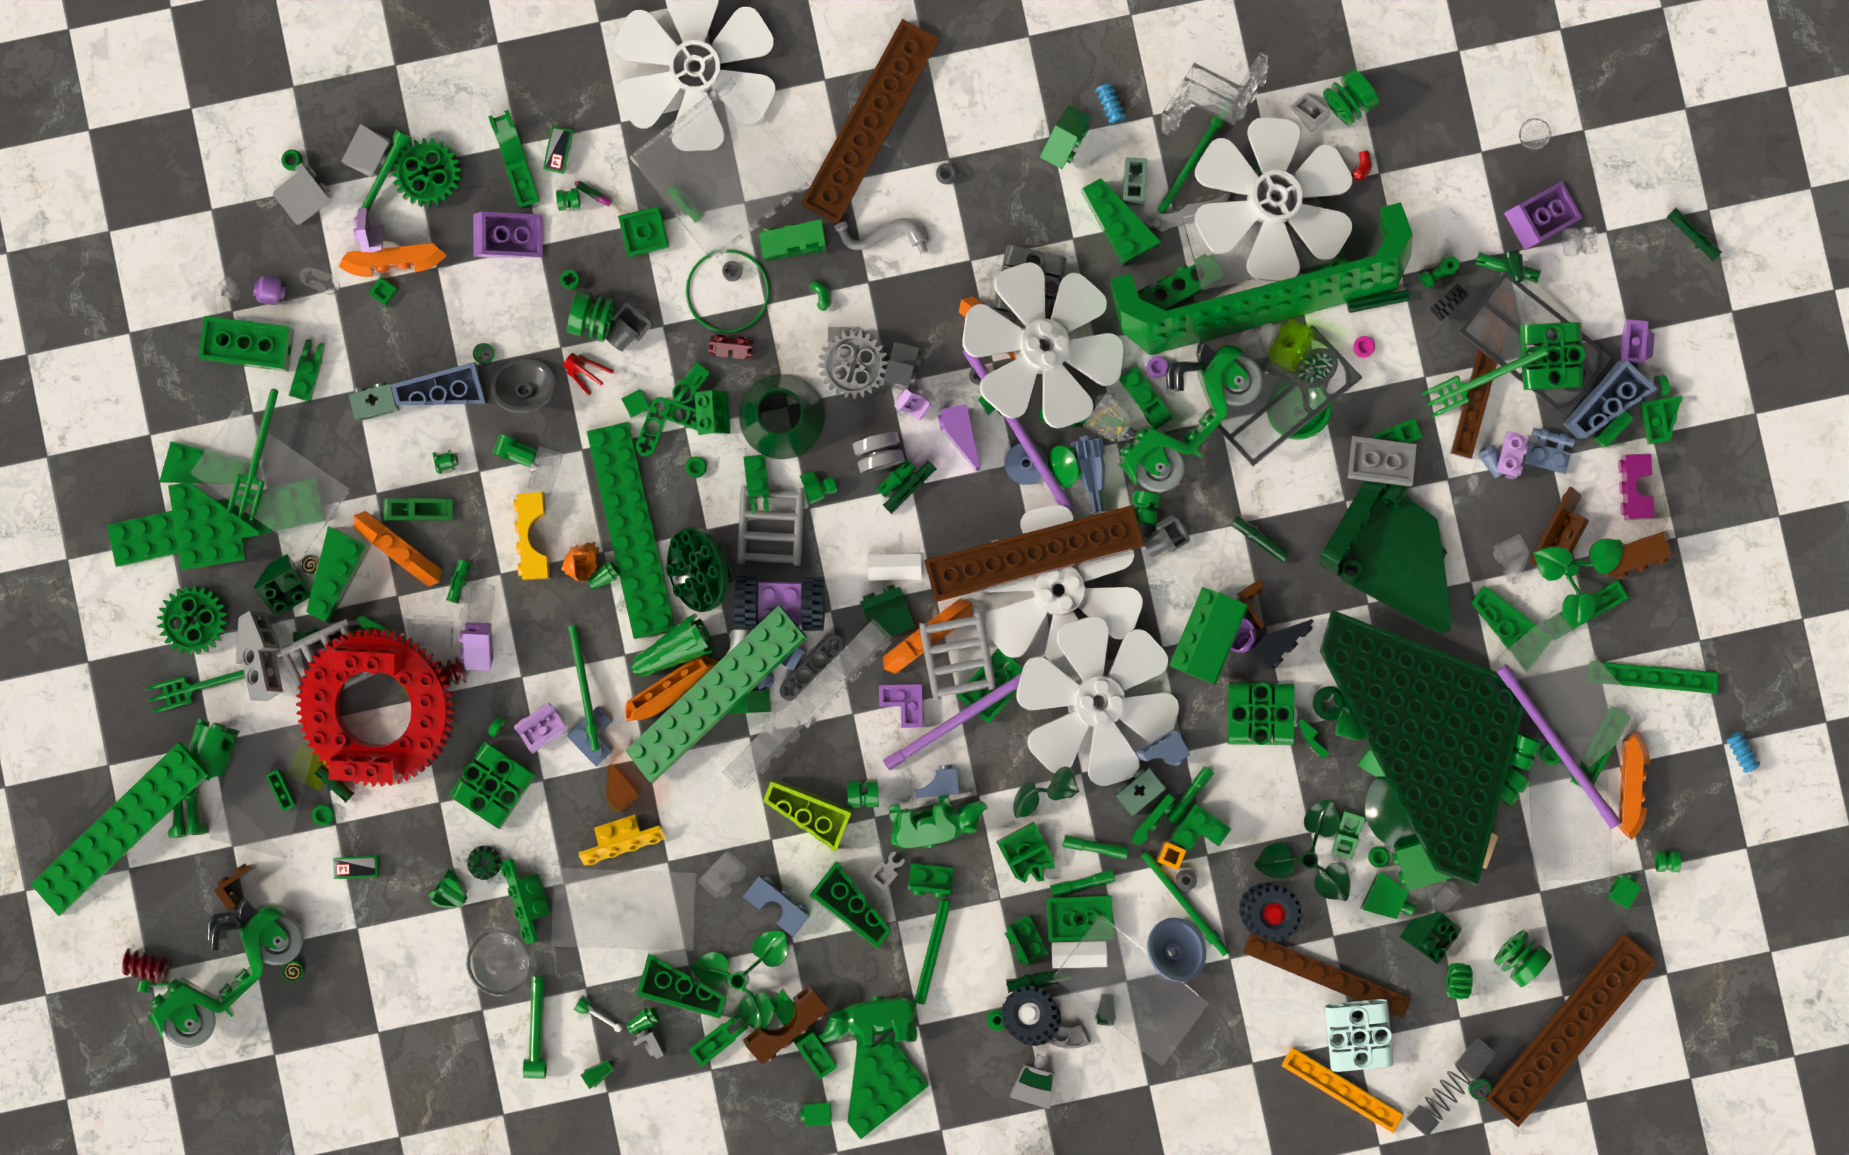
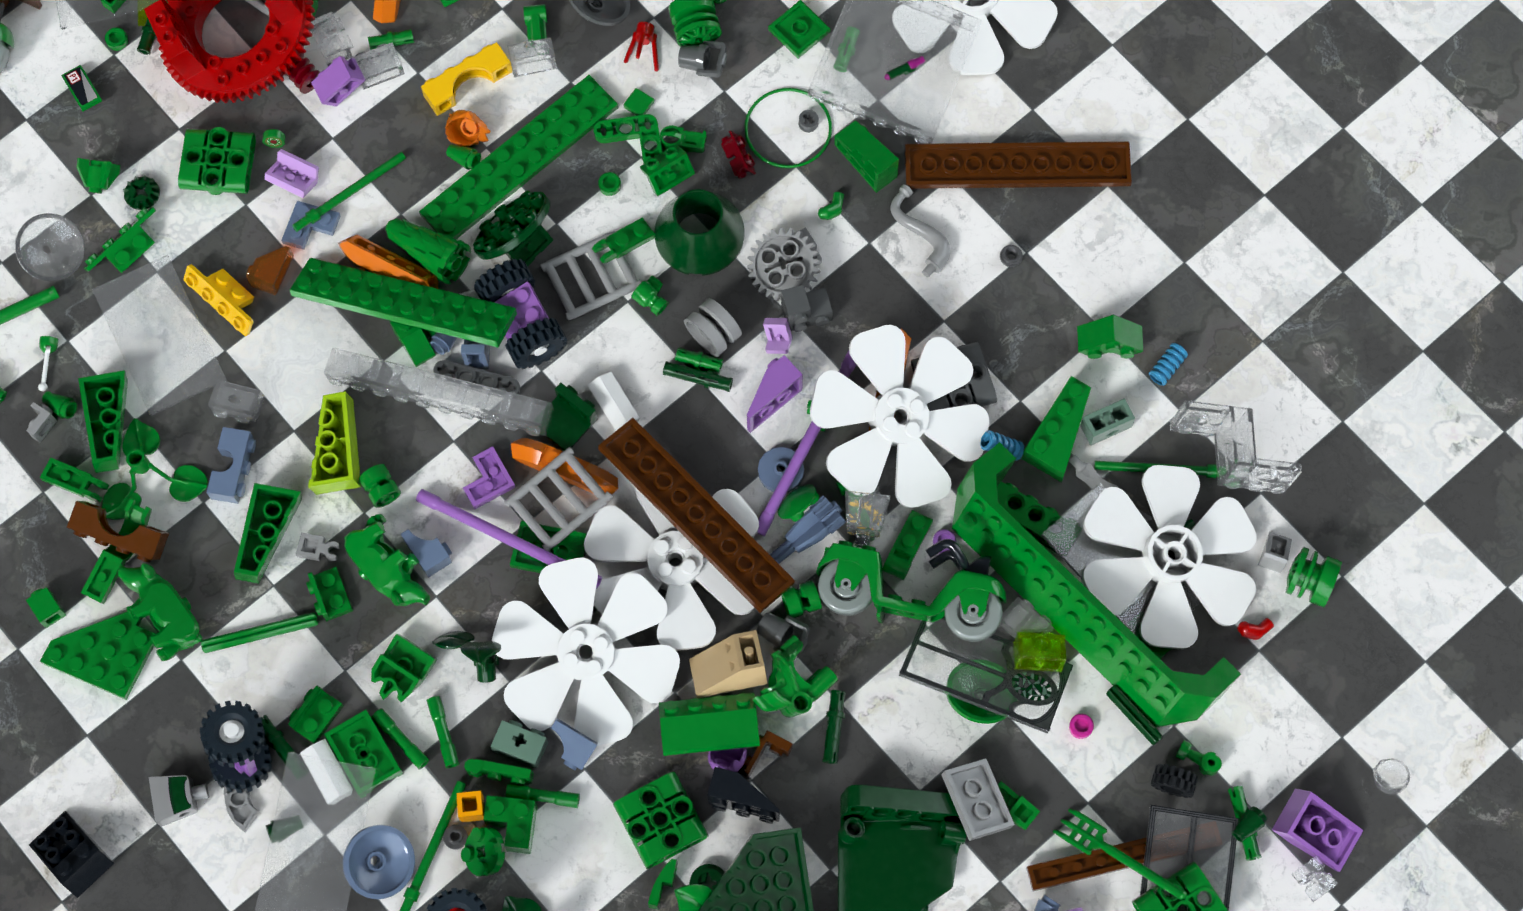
camera: 60 degrees right, 15 degrees down
(739, 166) = (905, 68): none -> piece
(1102, 282) = (992, 438): none -> dark azure piece
(1169, 595) = (729, 665): none -> tan slope
(1207, 872) = (473, 851): none -> green plate
(1213, 560) = (788, 686): none -> green helmet

